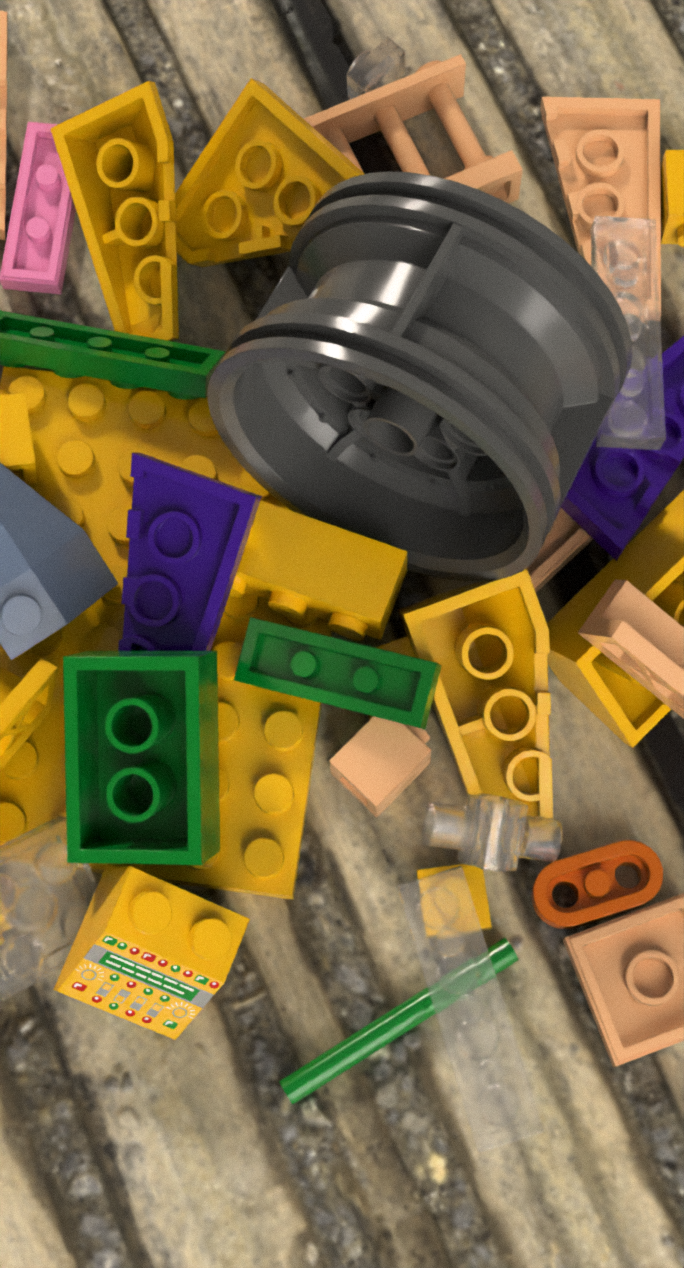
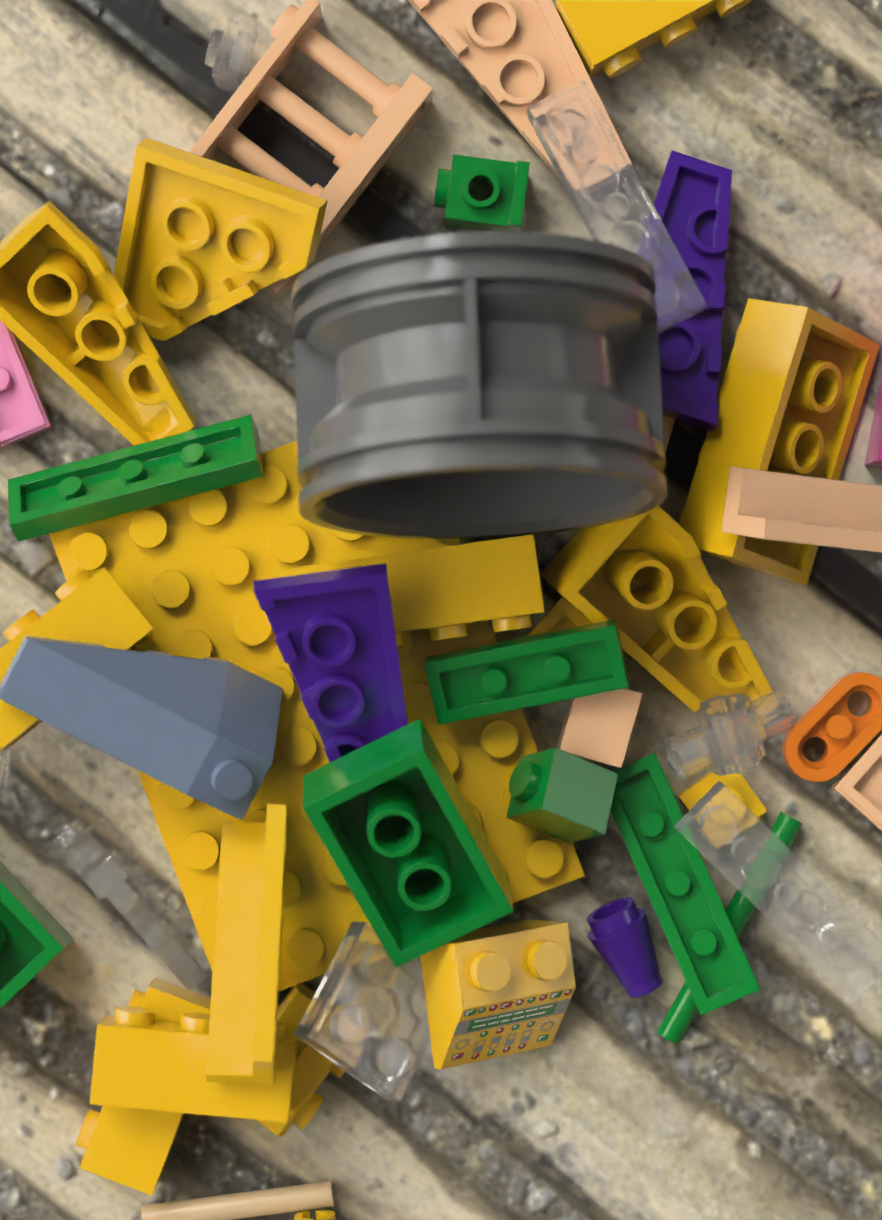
camera: 40 degrees left, 15 degrees up
(294, 982) = (626, 945): none -> dark purple cone
(308, 800) = (561, 795): none -> green brick
(371, 950) = (680, 887): none -> green plate

